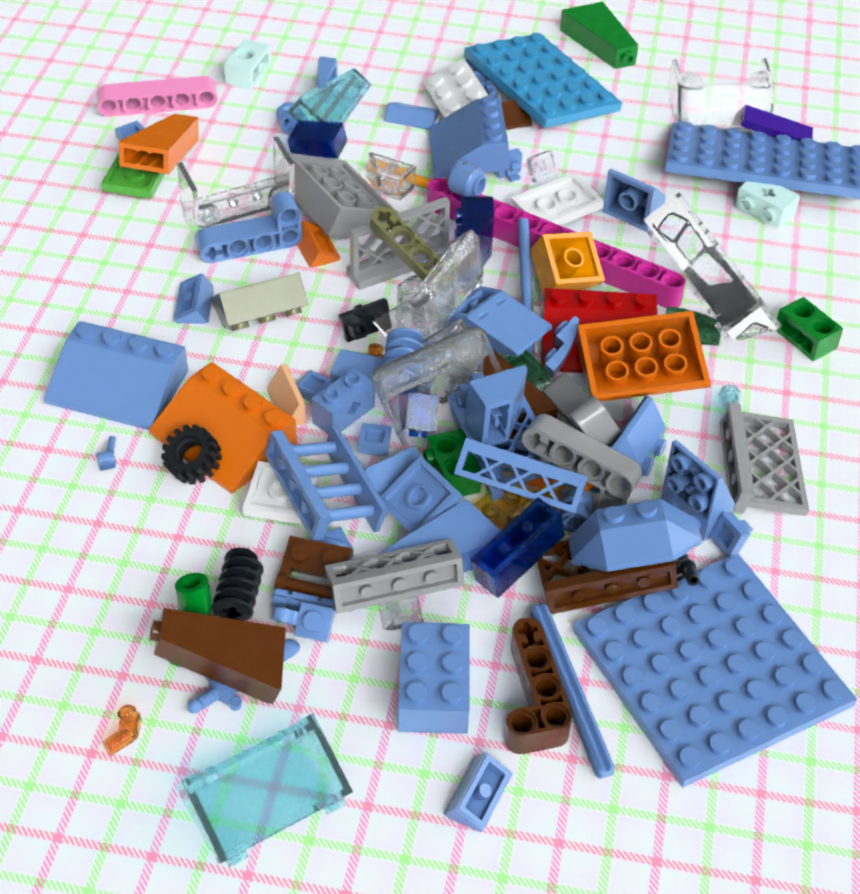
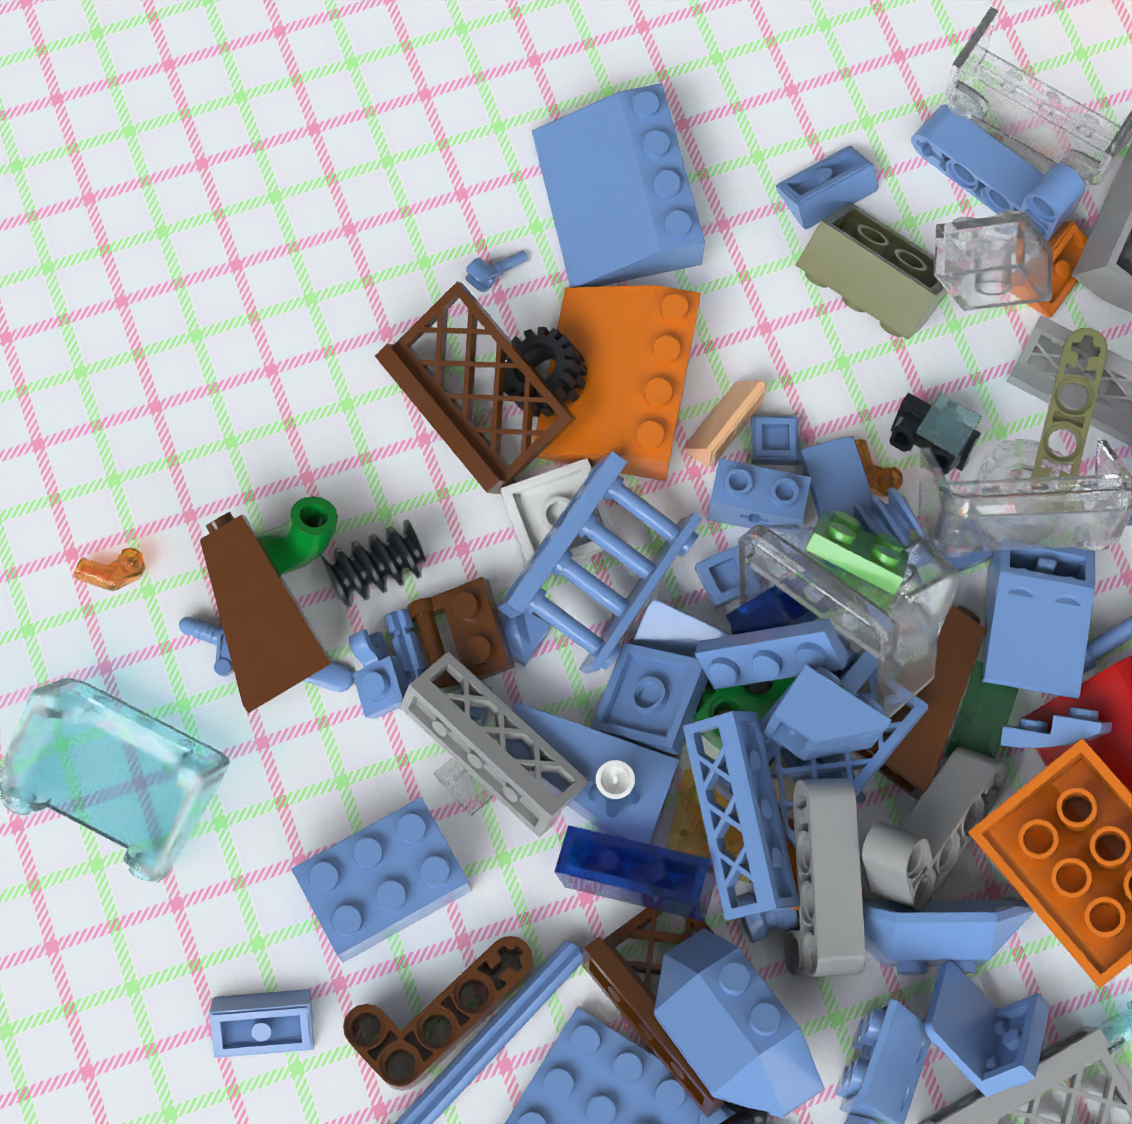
camera: 60 degrees right, 25 degrees up
(181, 509) = (455, 422): none -> reddish brown fence
(300, 245) = (993, 261): none -> clear brick
(372, 300) = (949, 424): none -> clear light blue plate
(411, 343) = (868, 556): none -> bright green plate
(442, 415) = (771, 653): none -> medium blue plate
(464, 517) = (613, 783): none -> white piece
(713, 439) = (985, 1042): none -> medium blue bracket

